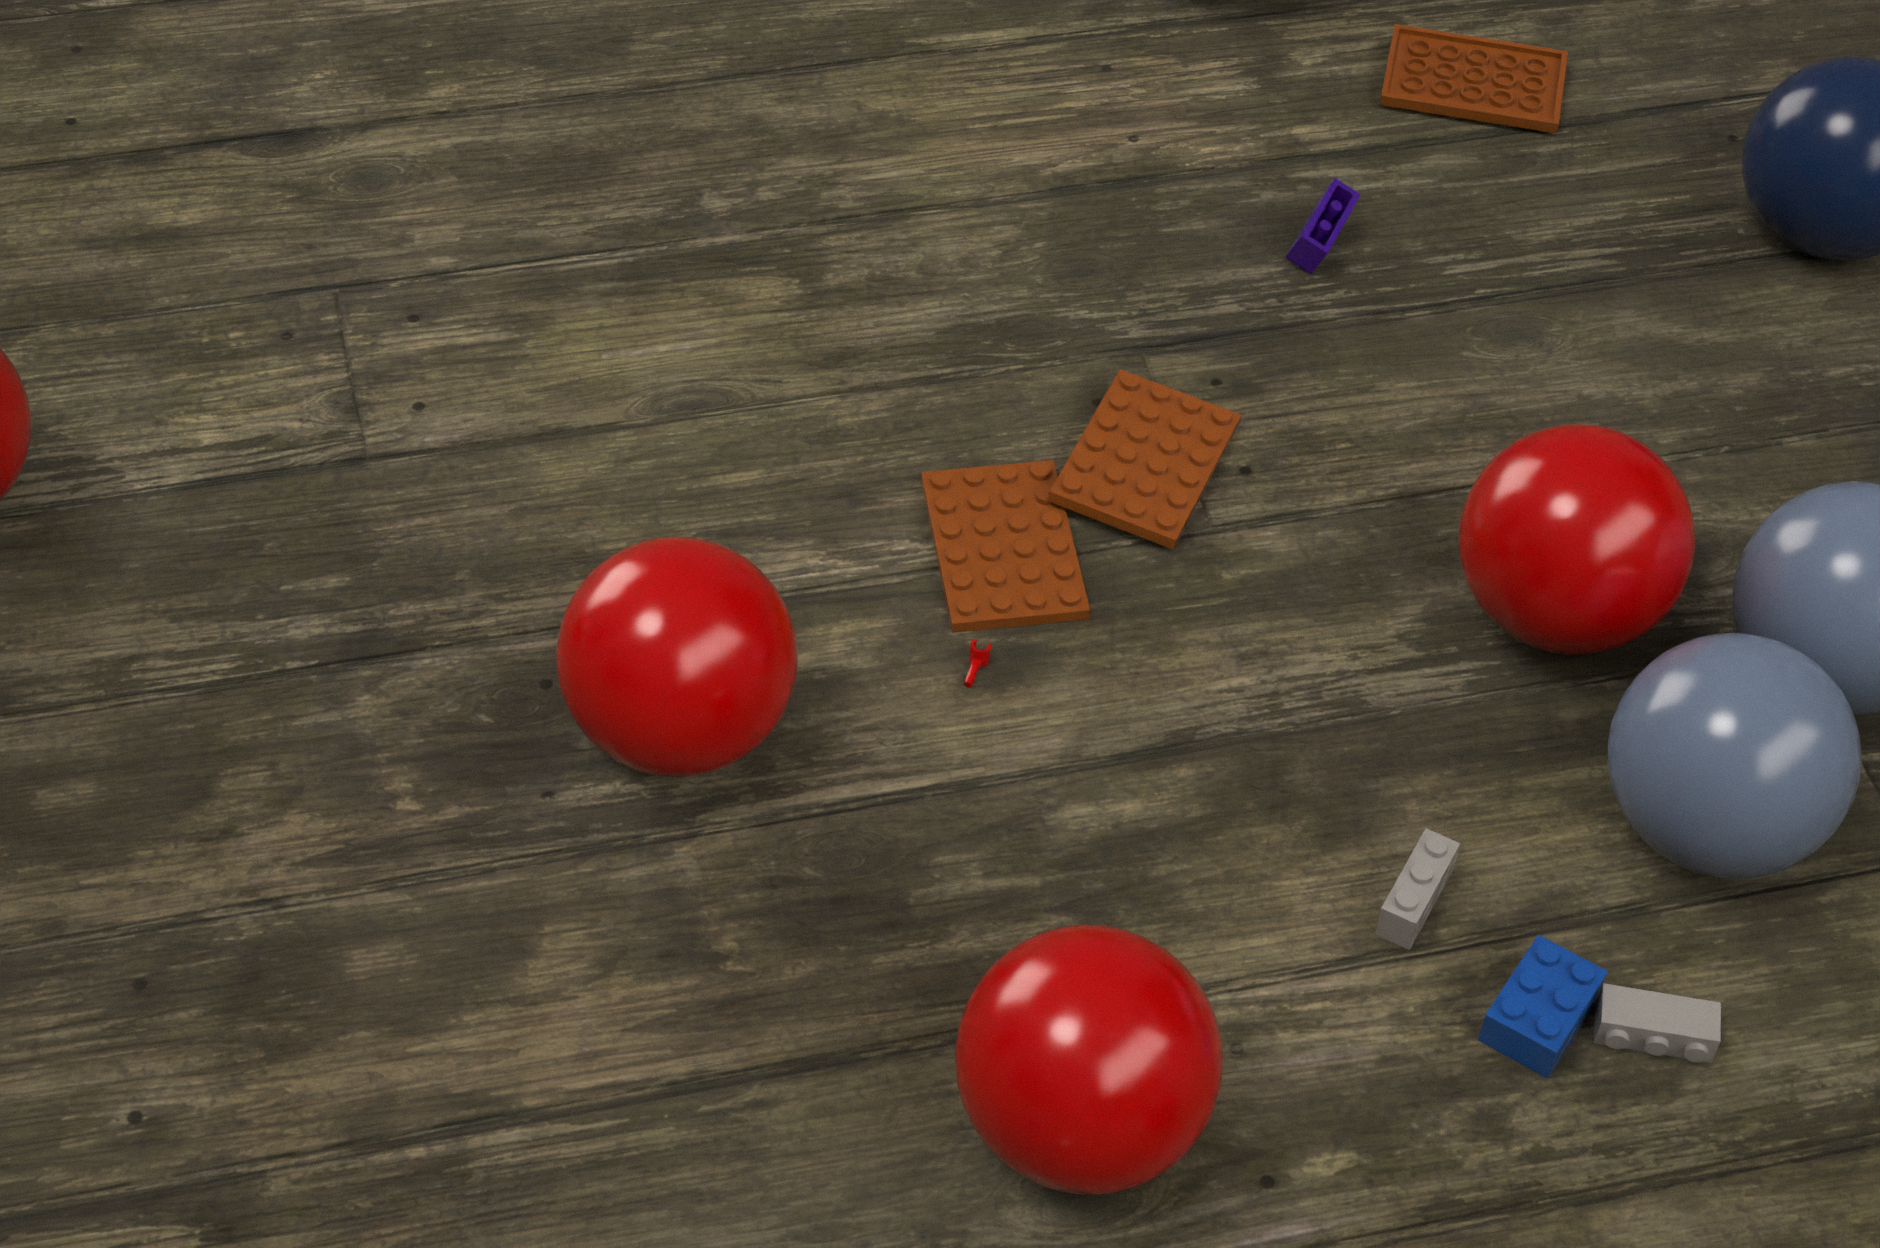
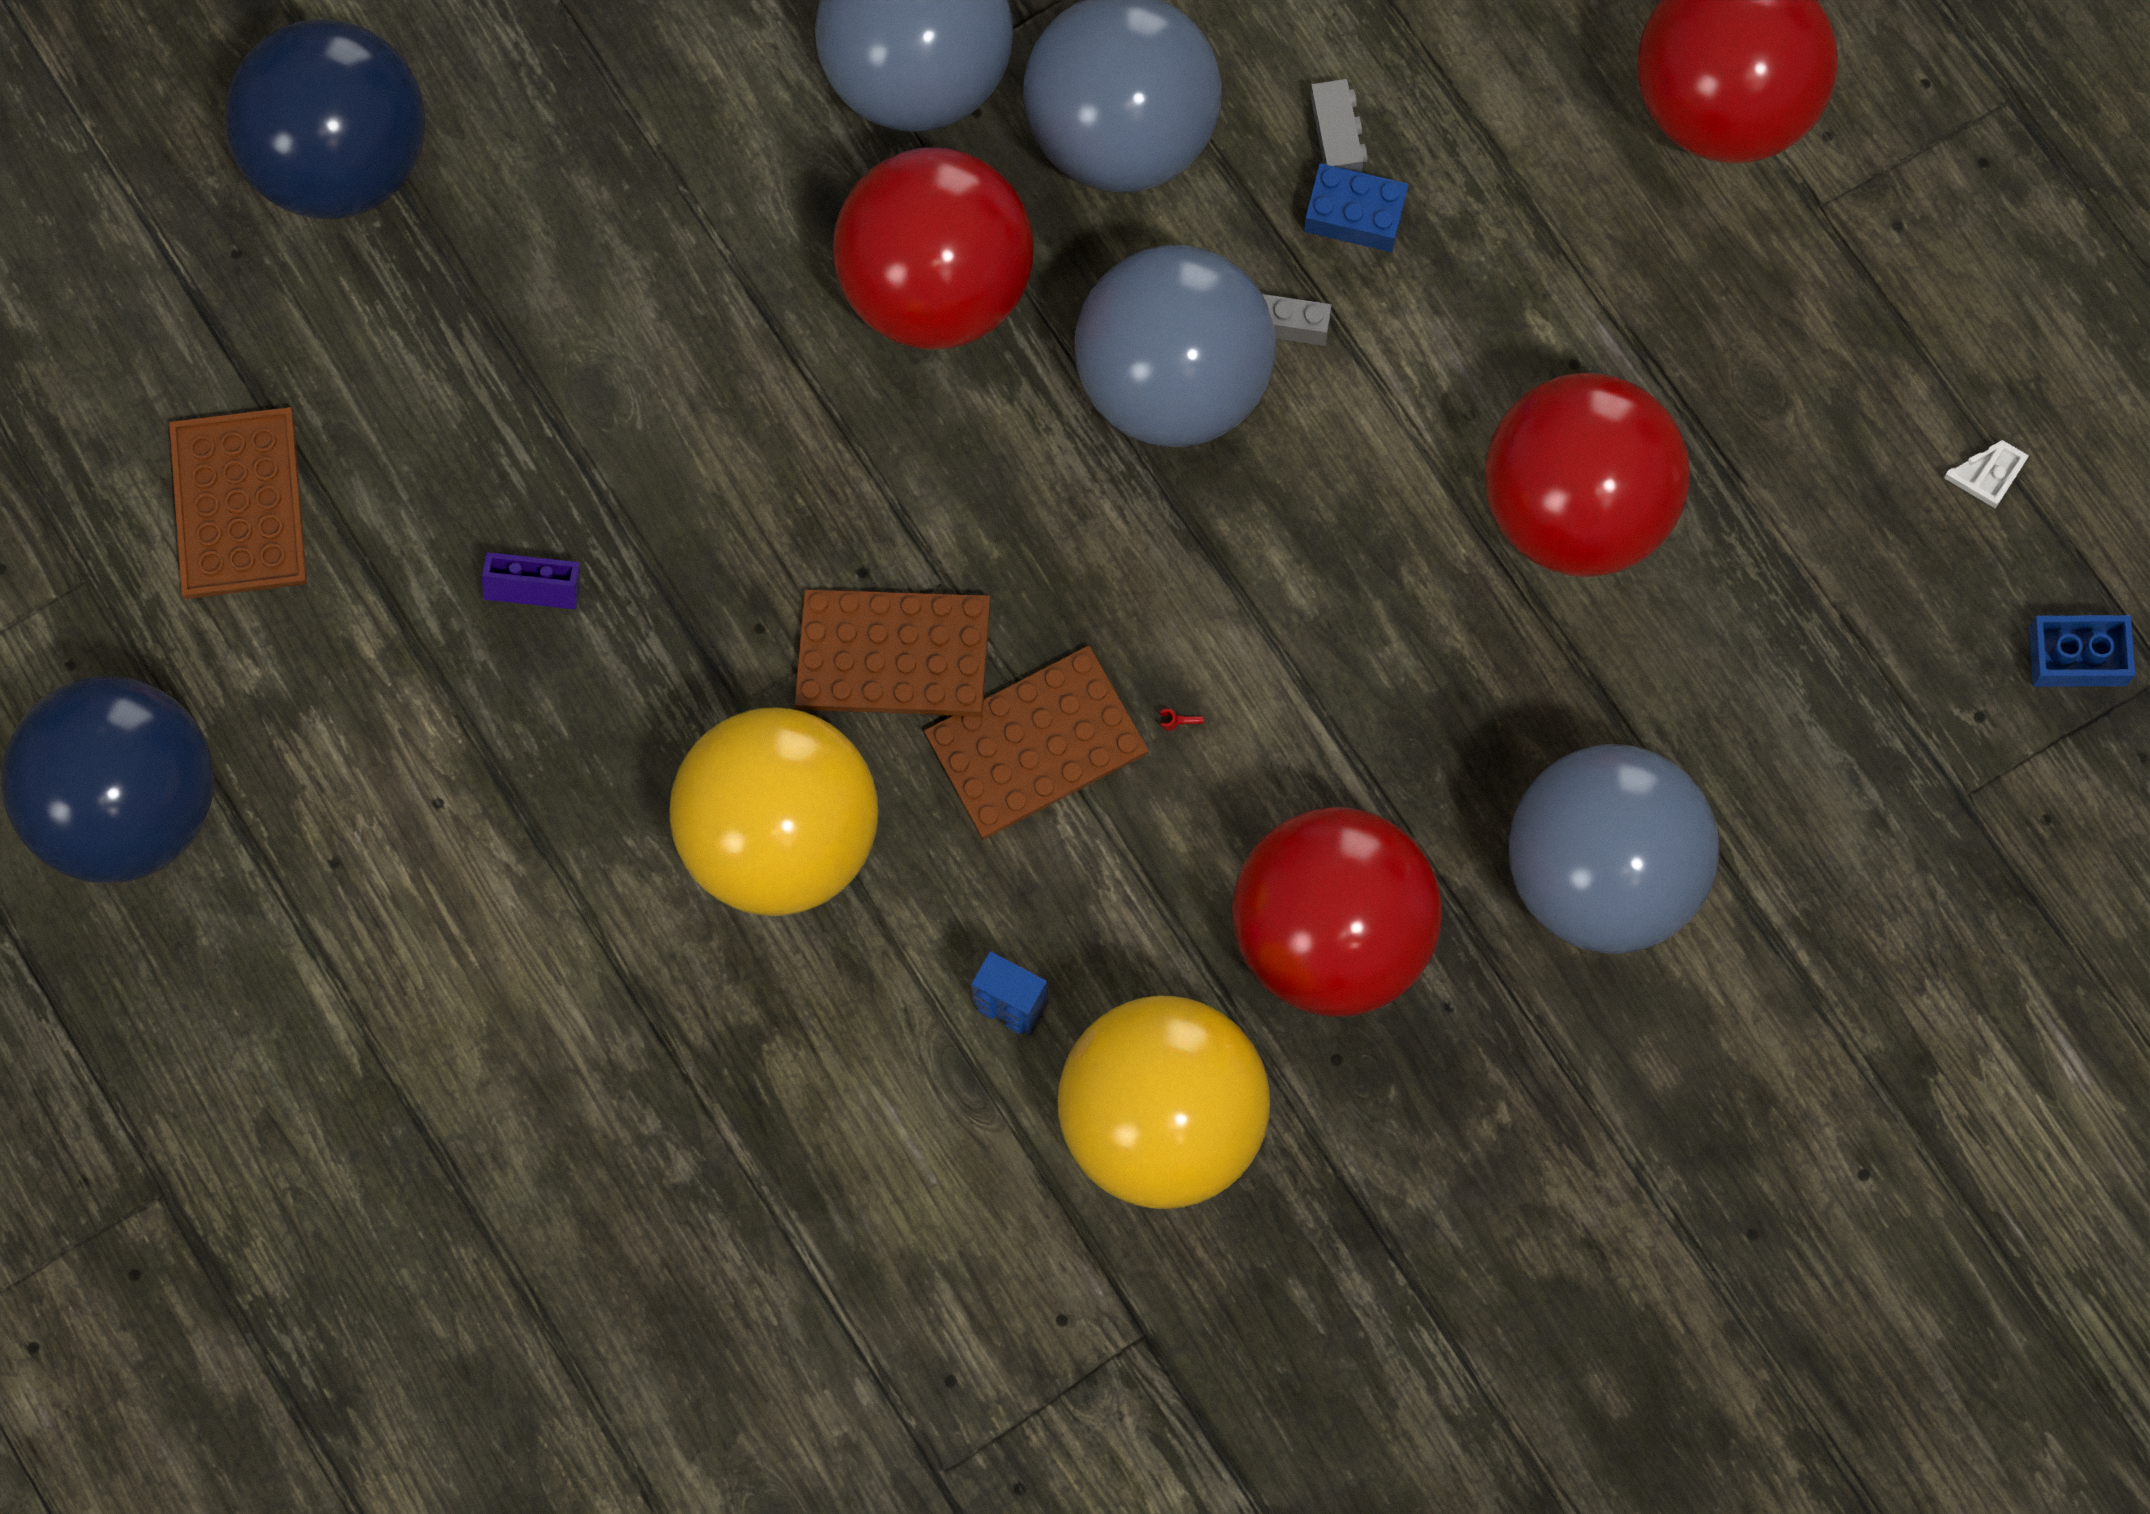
camera: 105 degrees left, 25 degrees up
(555, 457) = (1163, 1102): none -> yellow piece
(613, 919) = (1613, 848): none -> sand blue piece
(742, 420) = (1009, 994): none -> blue brick
(999, 268) = (773, 811): none -> yellow piece
(1396, 719) = (1175, 346): none -> sand blue piece

